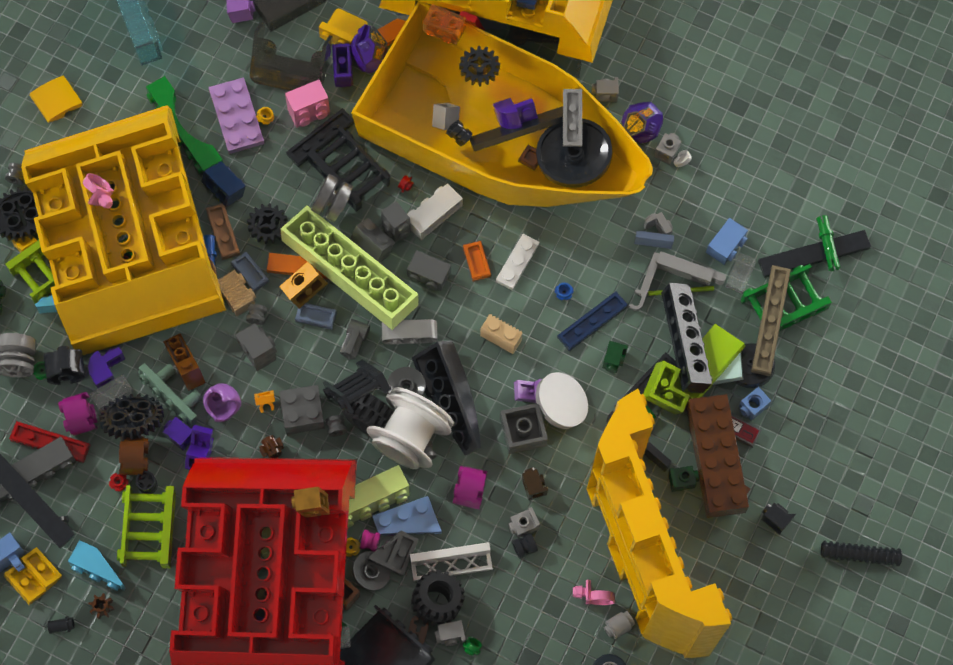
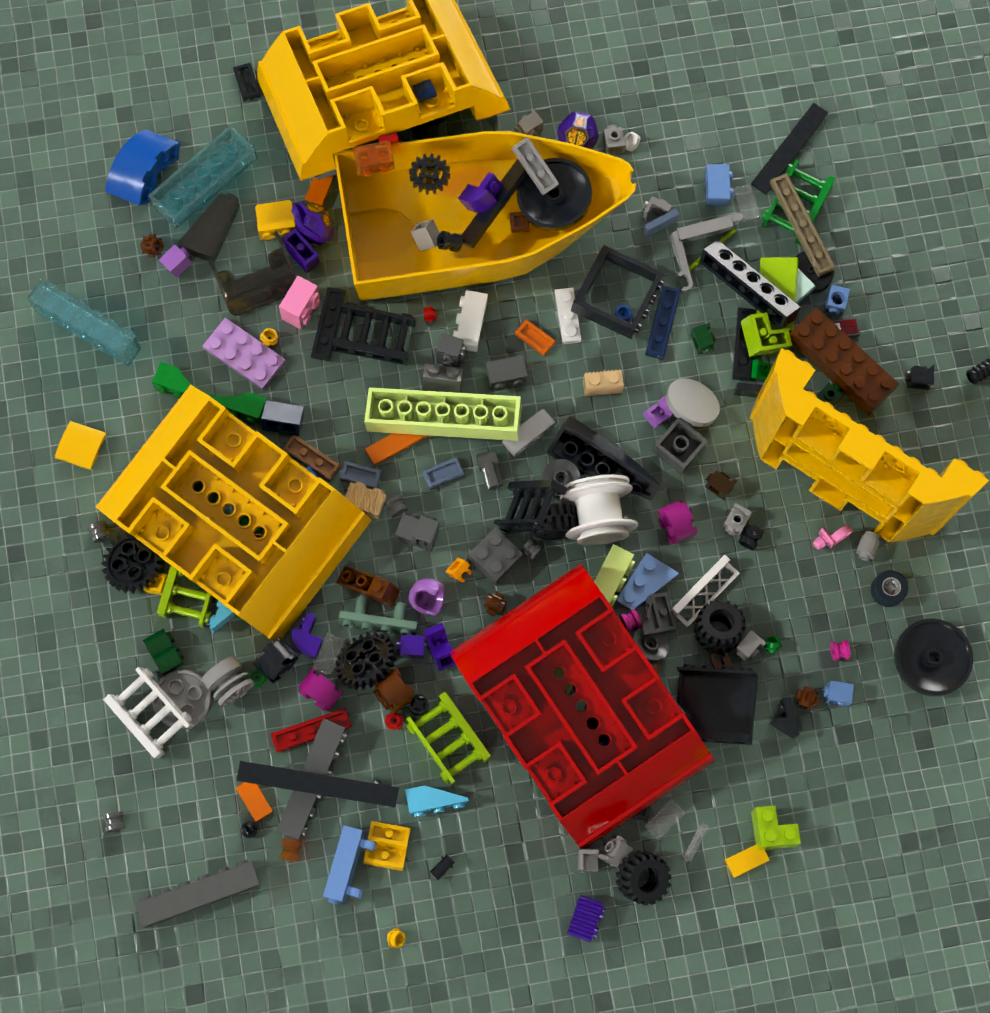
camera: 40 degrees left, 5 degrees up
(102, 194) = (198, 493): bright pink piece -> none
(106, 603) = (459, 823): reddish brown gear -> none
(266, 215) = (337, 424): black gear -> none
(303, 285) = (419, 464): pearl gold brick -> none
(311, 502) = (590, 621): pearl gold brick -> none
(330, 197) = (387, 367): flat silver wheel -> none
(553, 245) = (604, 318): none -> black window
(826, 236) = (790, 127): green pin -> none

